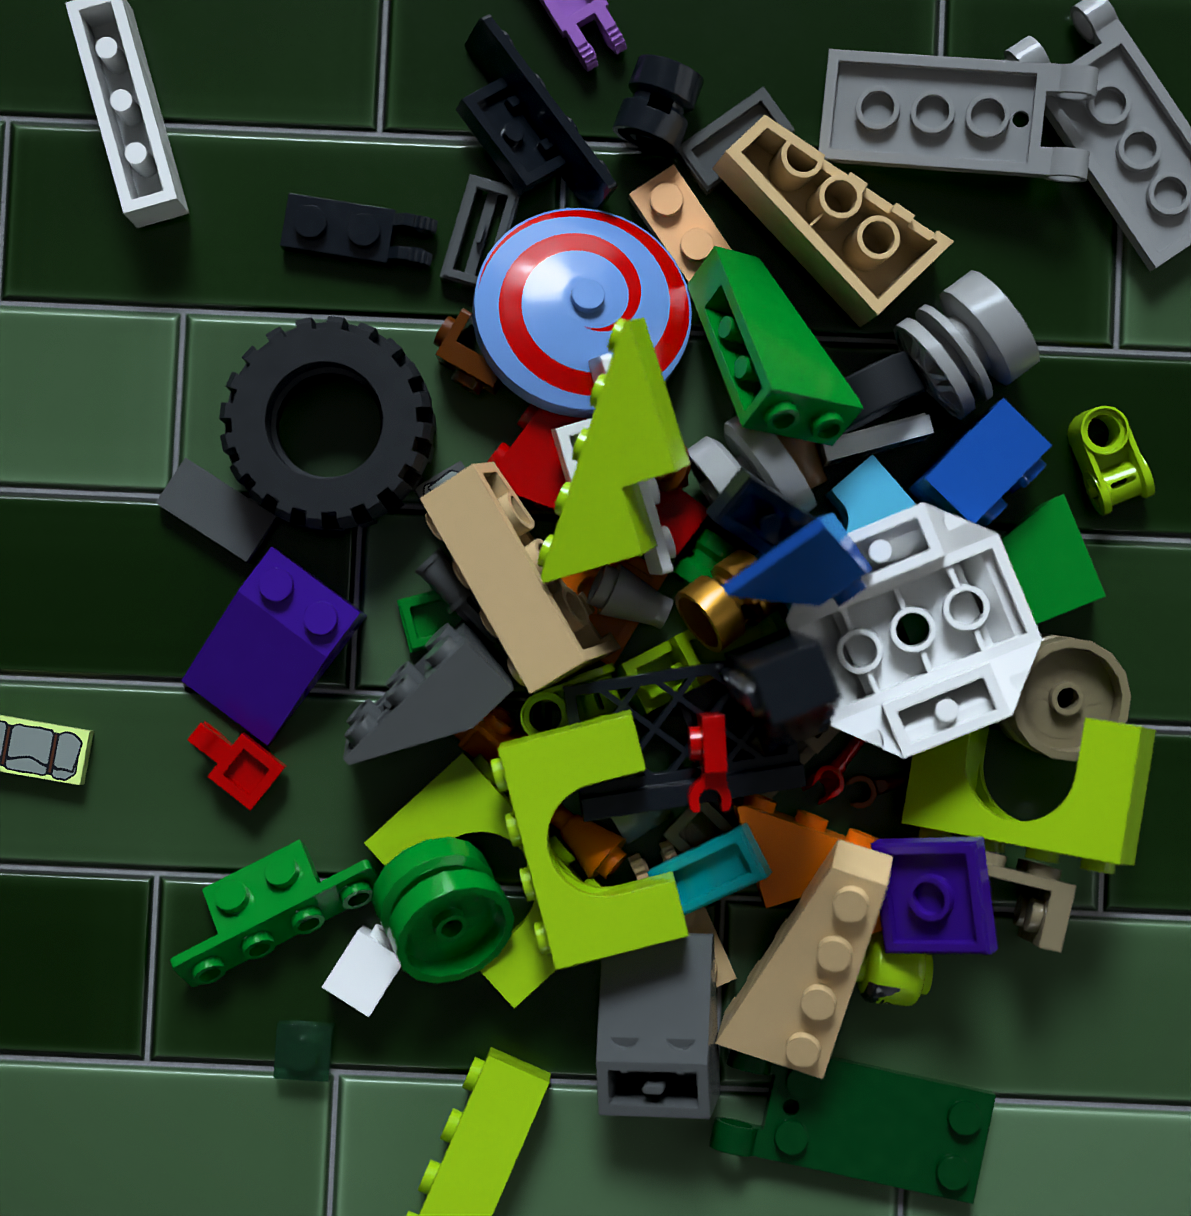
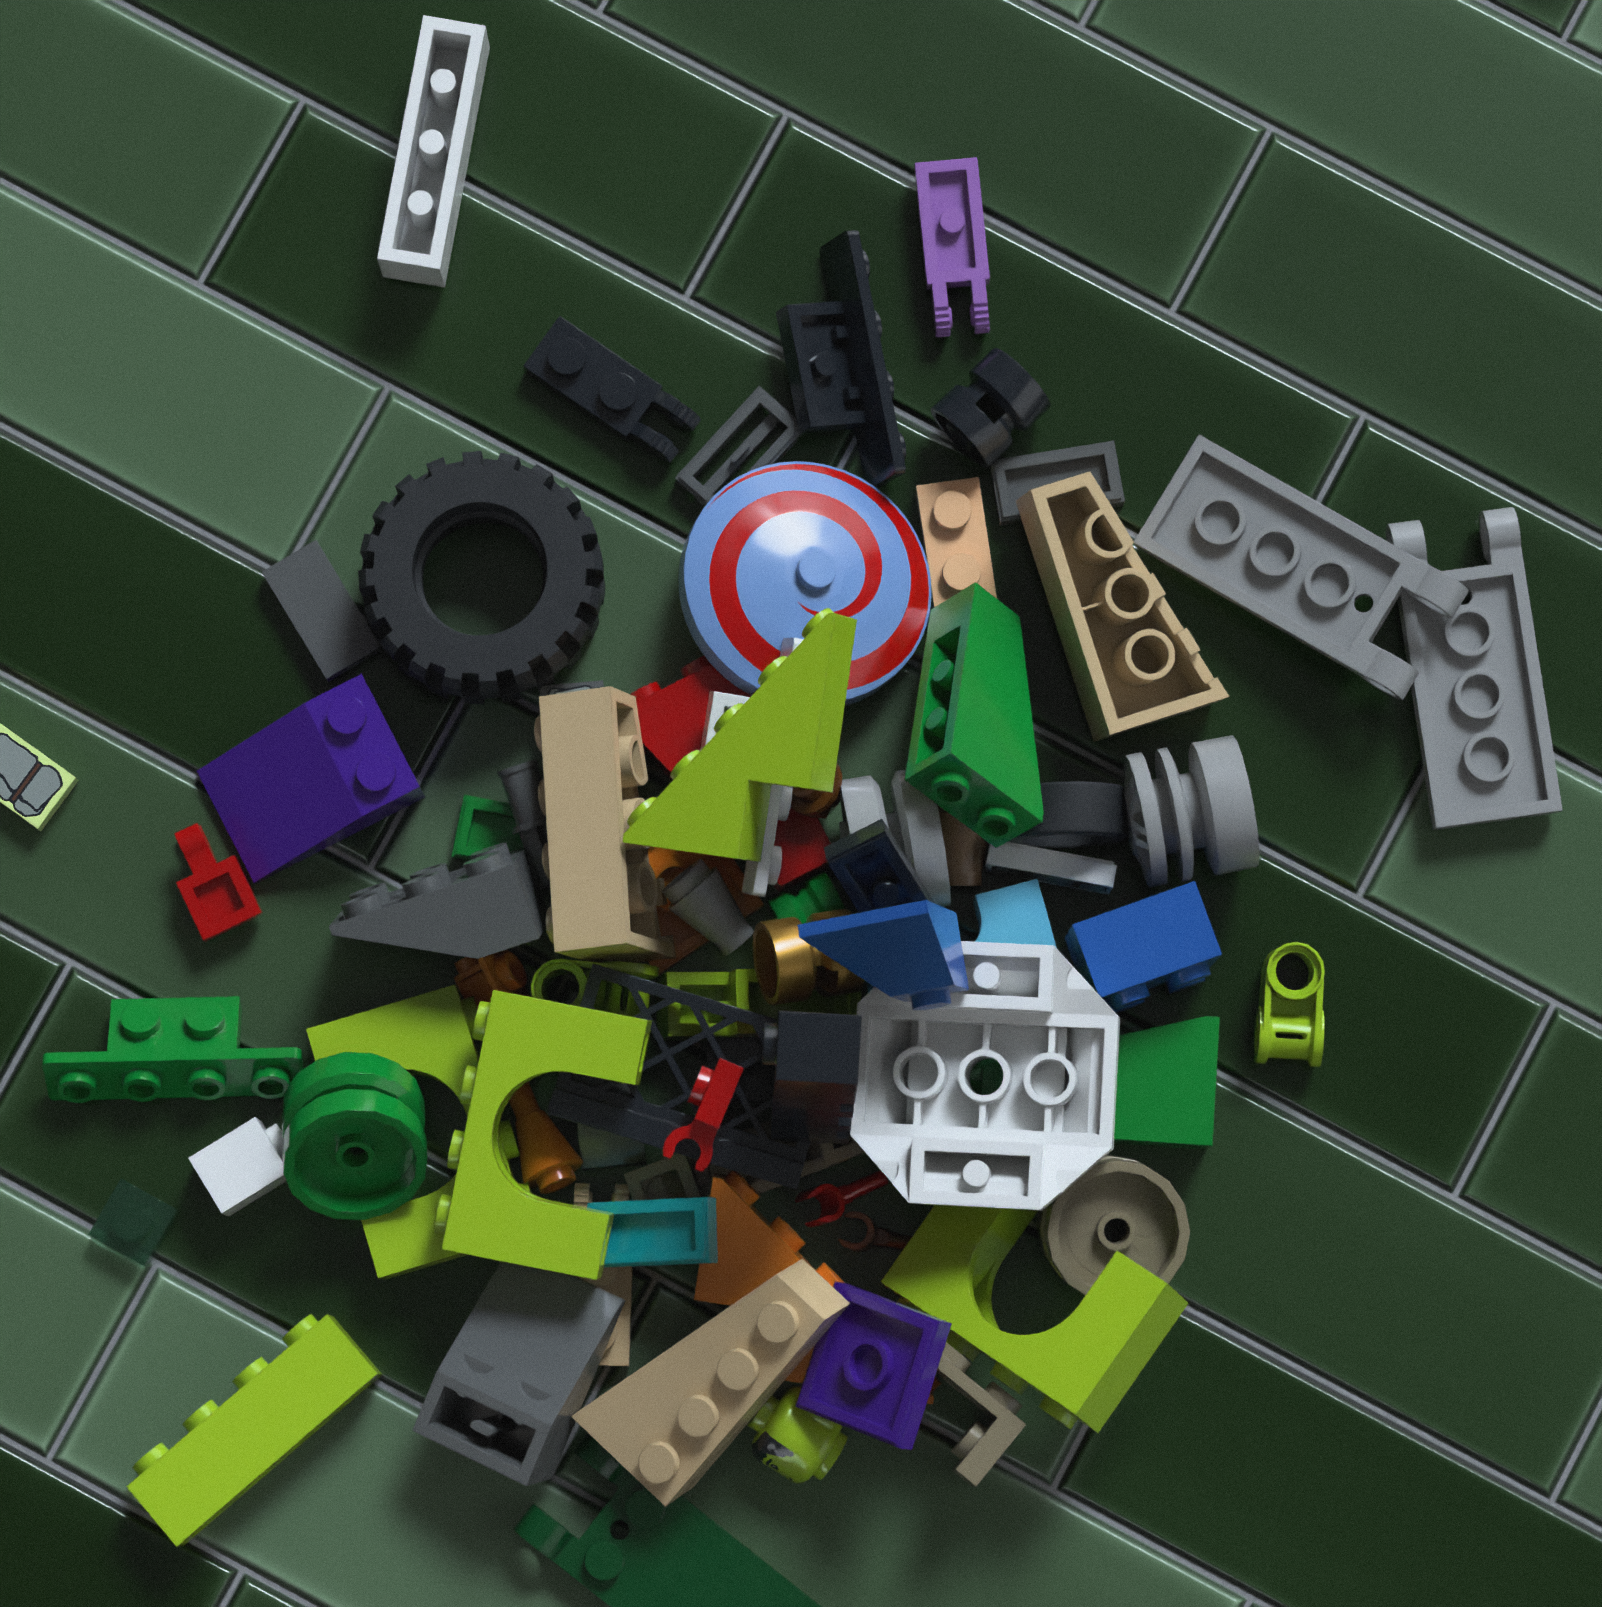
camera: 25 degrees right, 5 degrees down
(468, 366) = (659, 587): reddish brown bracket -> none

